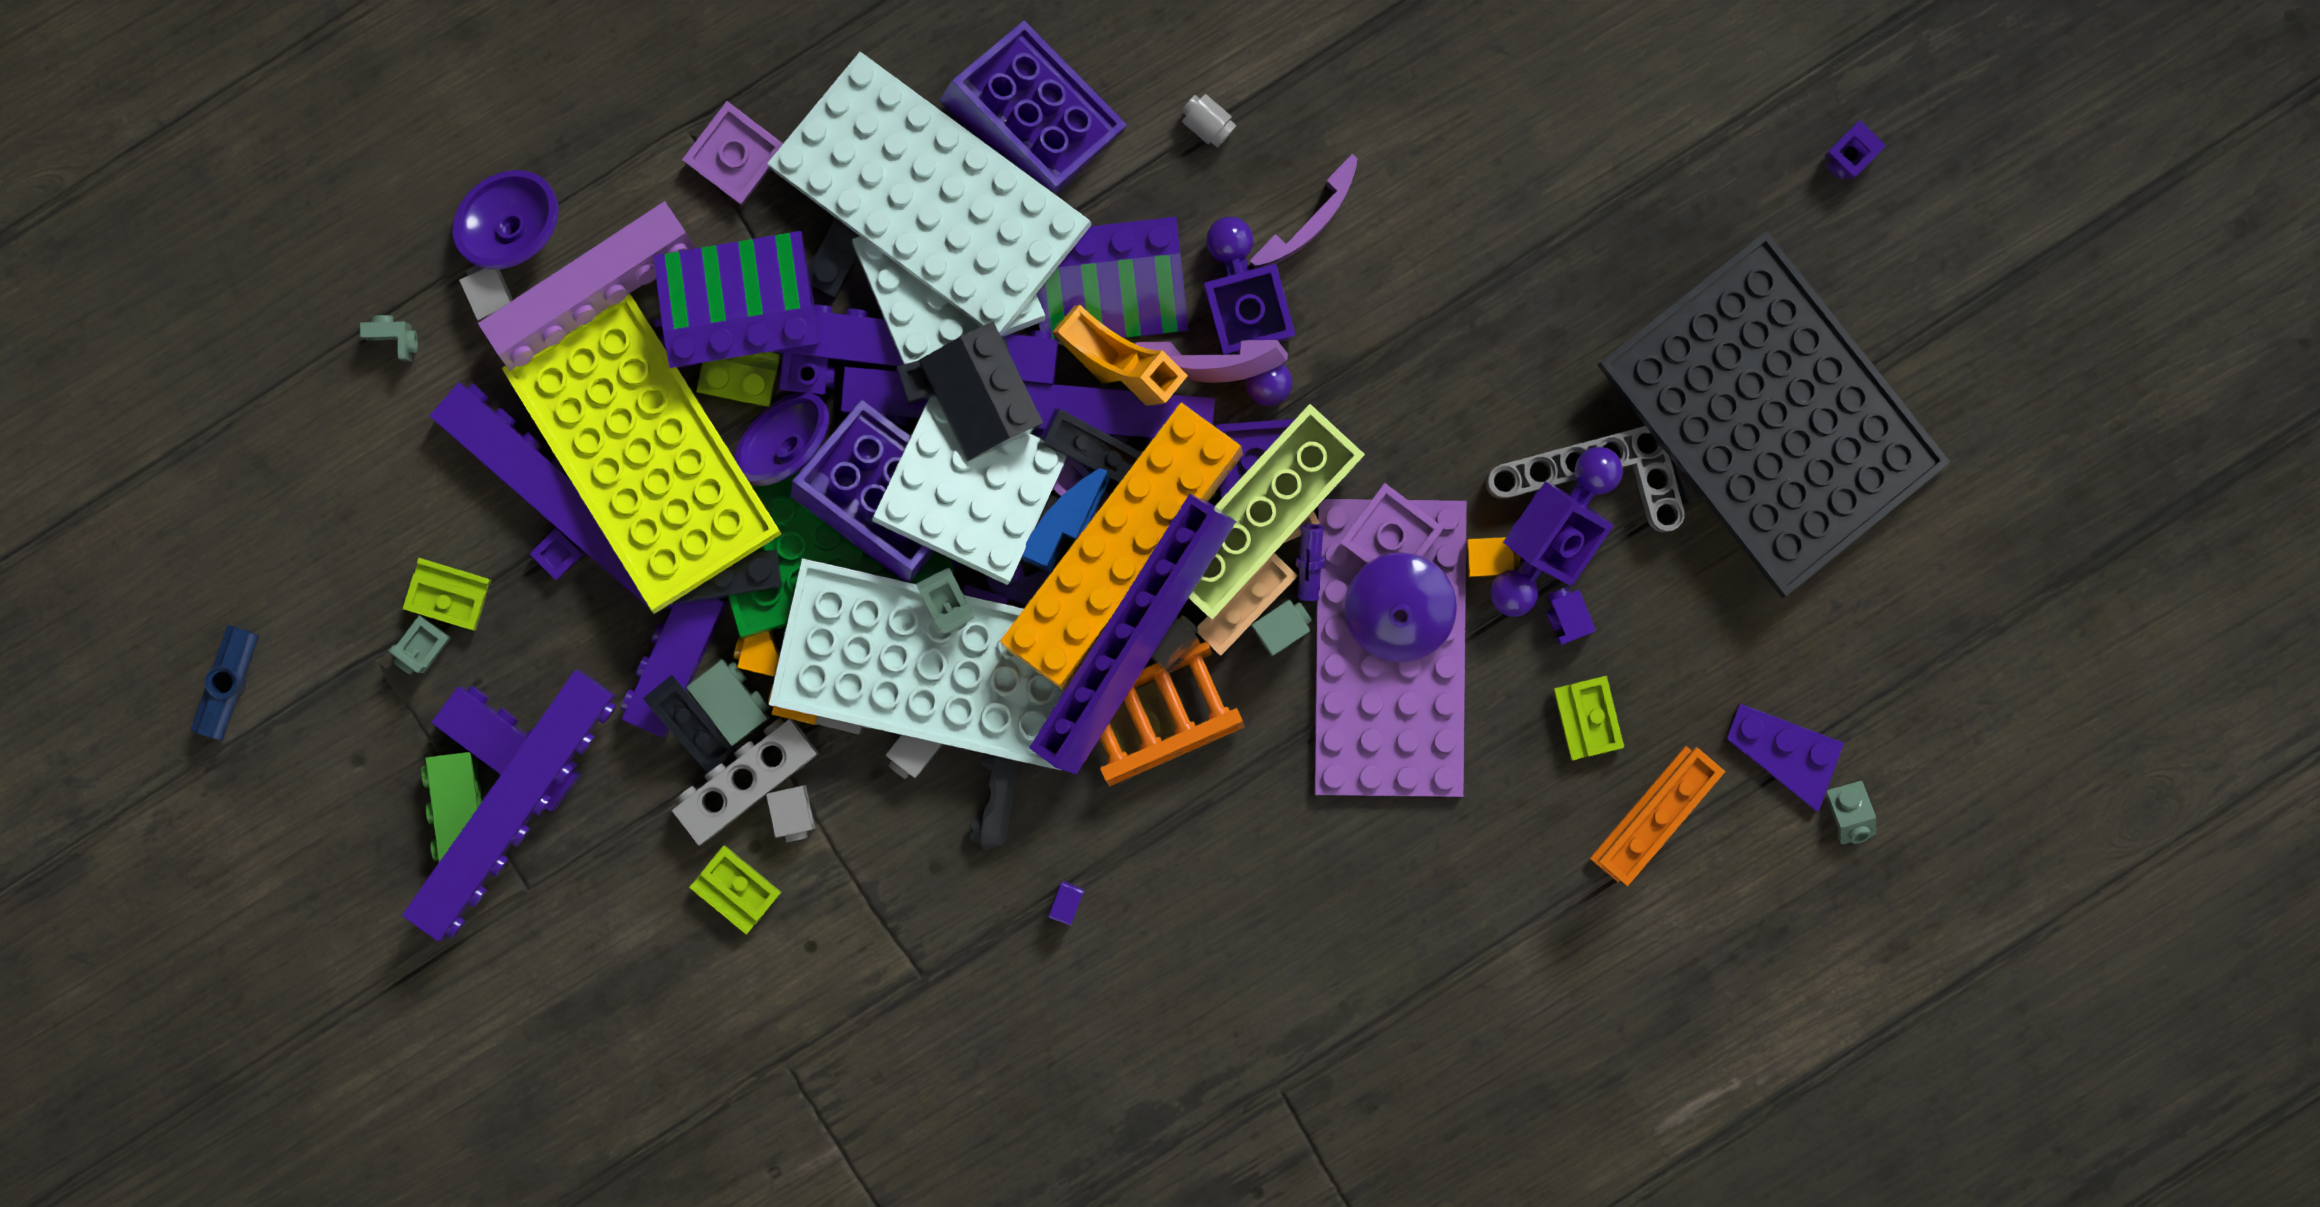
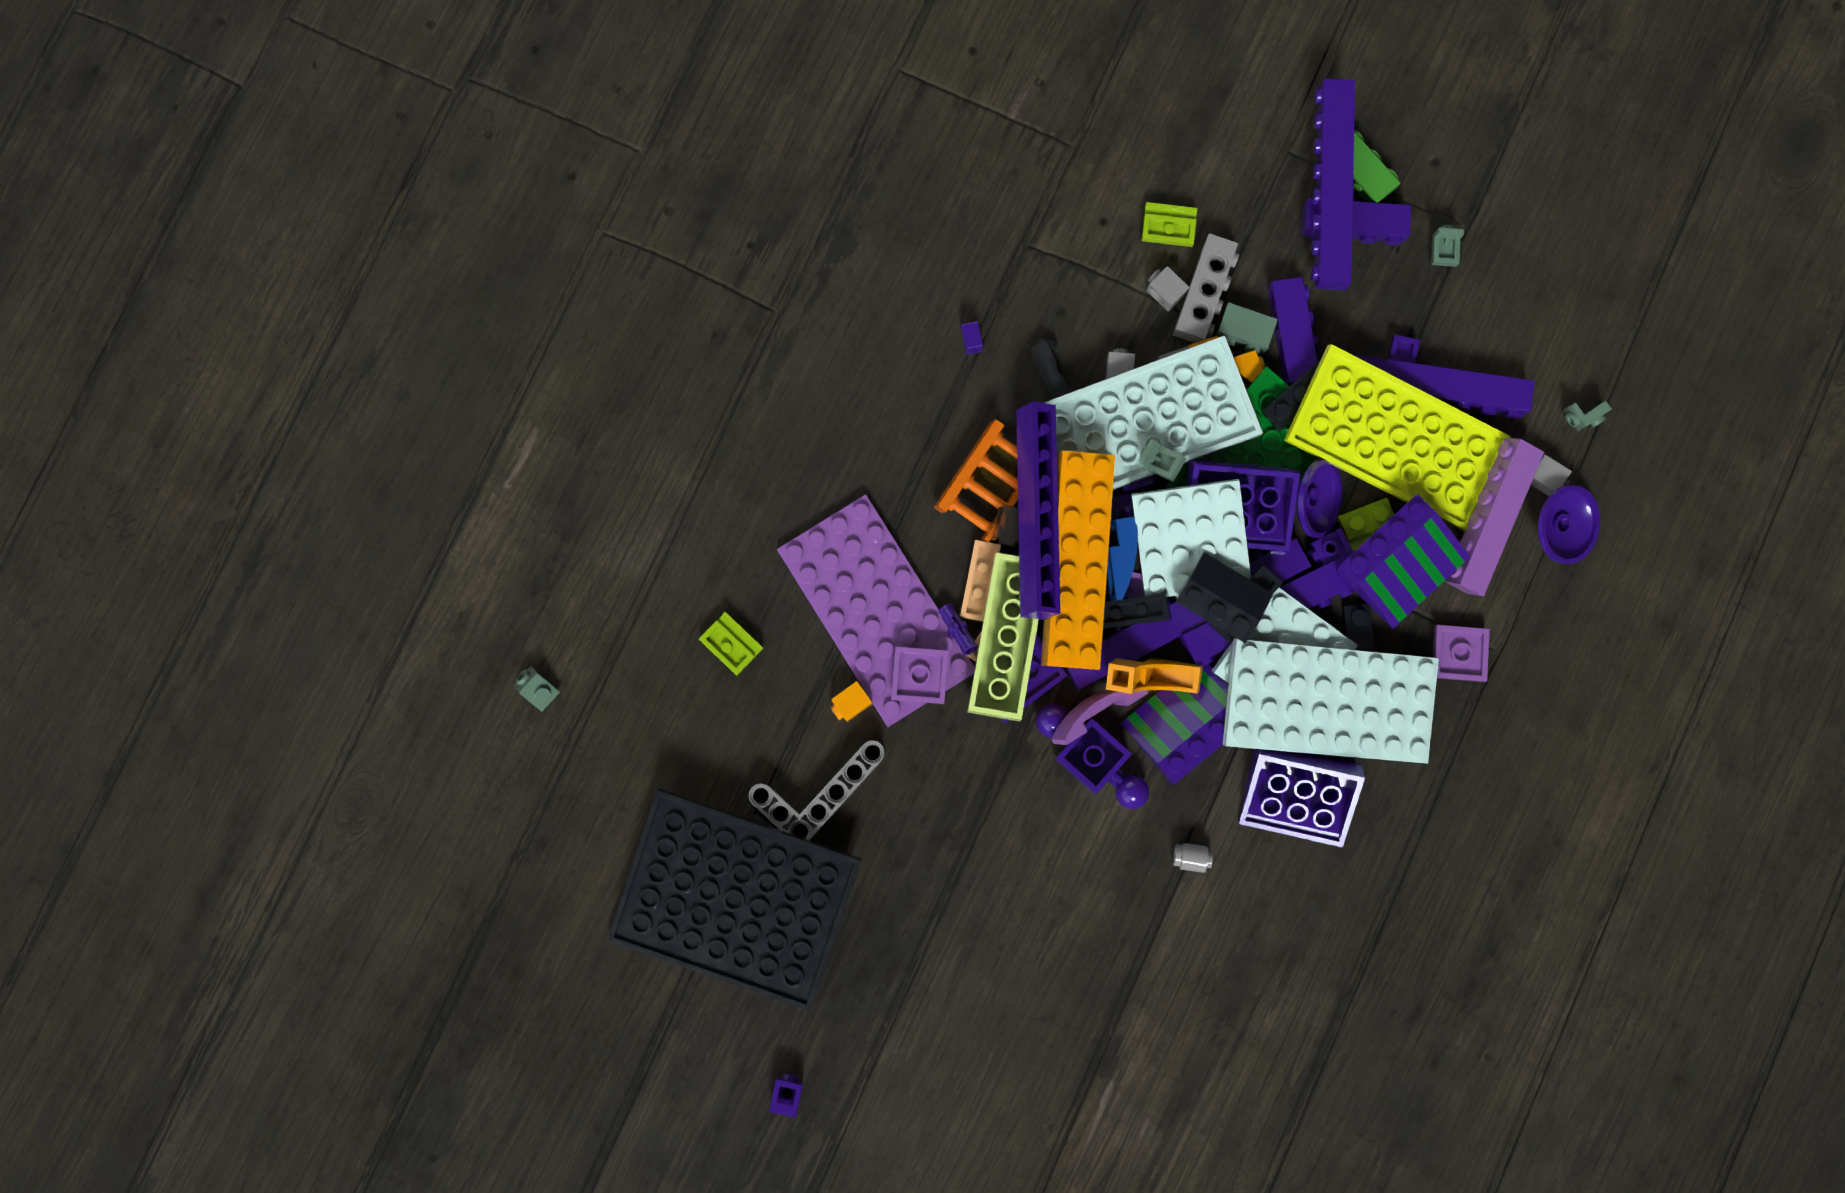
camera: 145 degrees right, 5 degrees down
(216, 706) = (1539, 140): dark blue piece -> none
(447, 594) = (1451, 287): lime plate -> none
(689, 723) = (1263, 298): black plate -> none
(1276, 250) = (1087, 871): medium lavender slope -> none
(1282, 626) = (950, 578): sand green brick -> none
(1404, 584) = (889, 649): dark purple dish -> none
(1557, 532) = (820, 740): dark purple brick -> none
(1569, 615) = (781, 697): dark purple brick -> none
(1657, 815) = (652, 607): orange fence -> none
(1787, 751) = (596, 701): dark purple wing -> none

